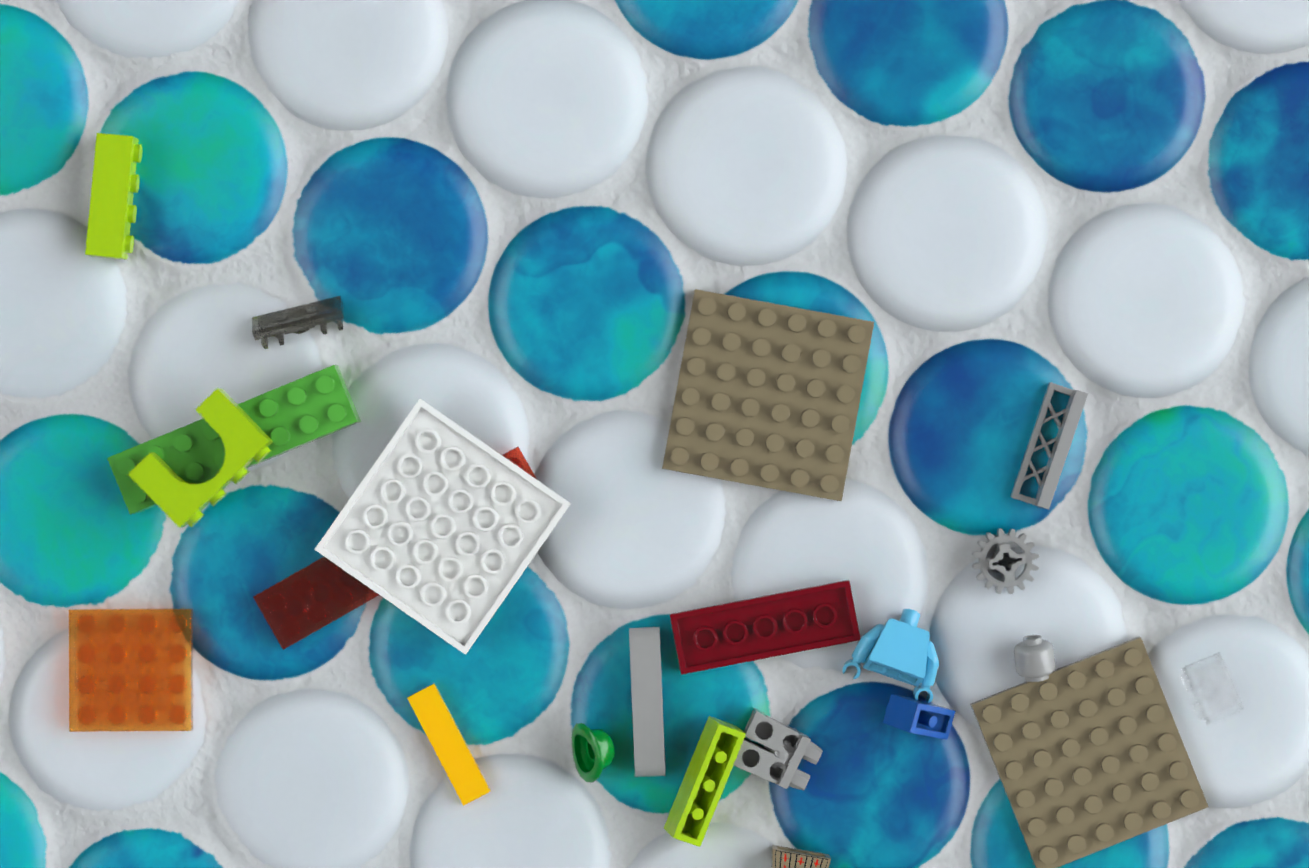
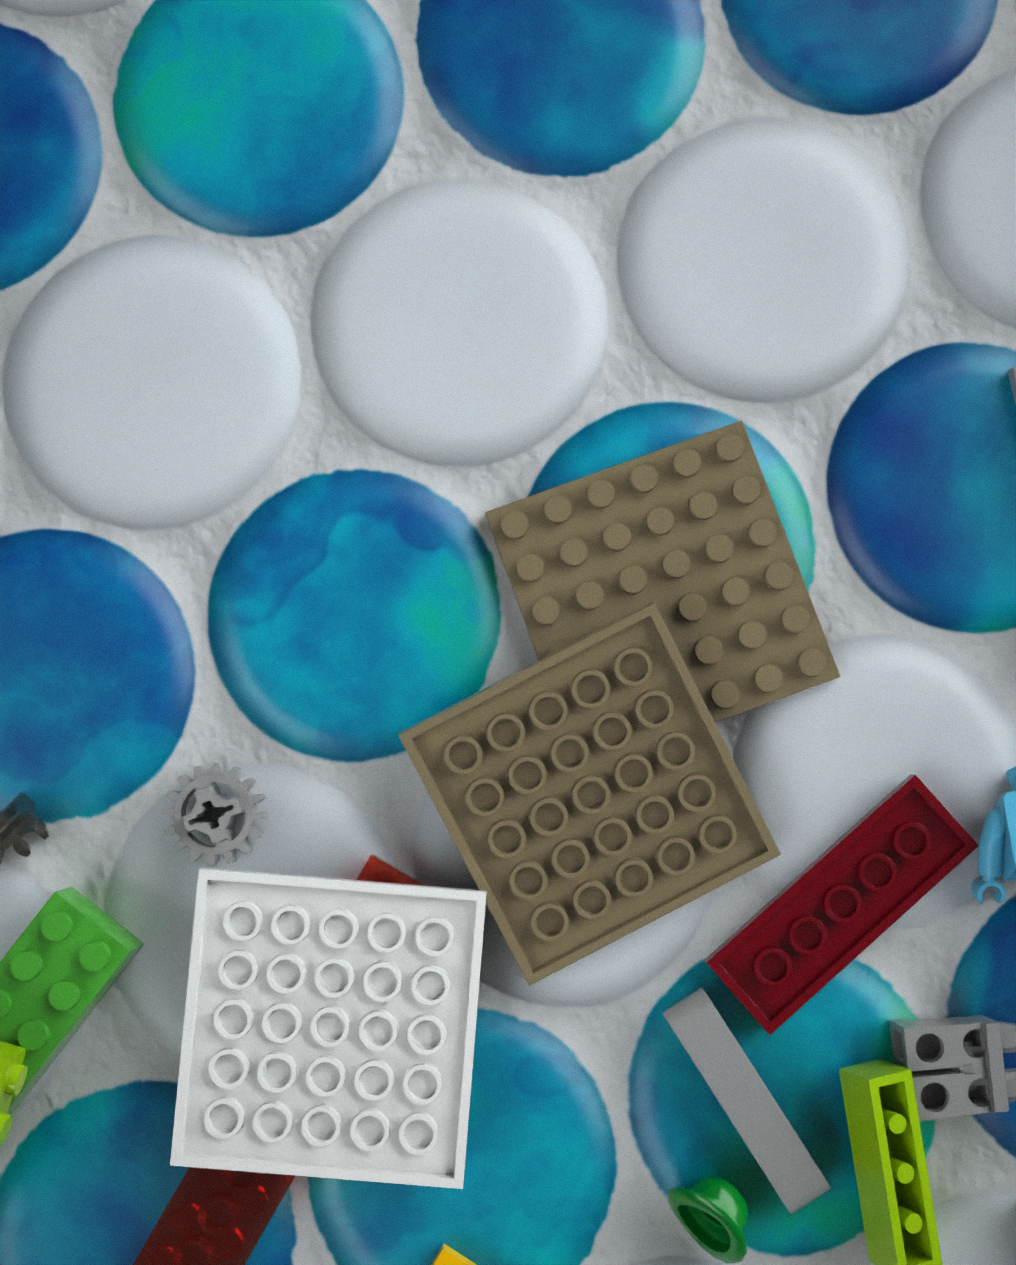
camera: 35 degrees left, 5 degrees down
(445, 358) = (220, 834): none -> light grey gear
(660, 483) = (590, 793): none -> dark tan plate

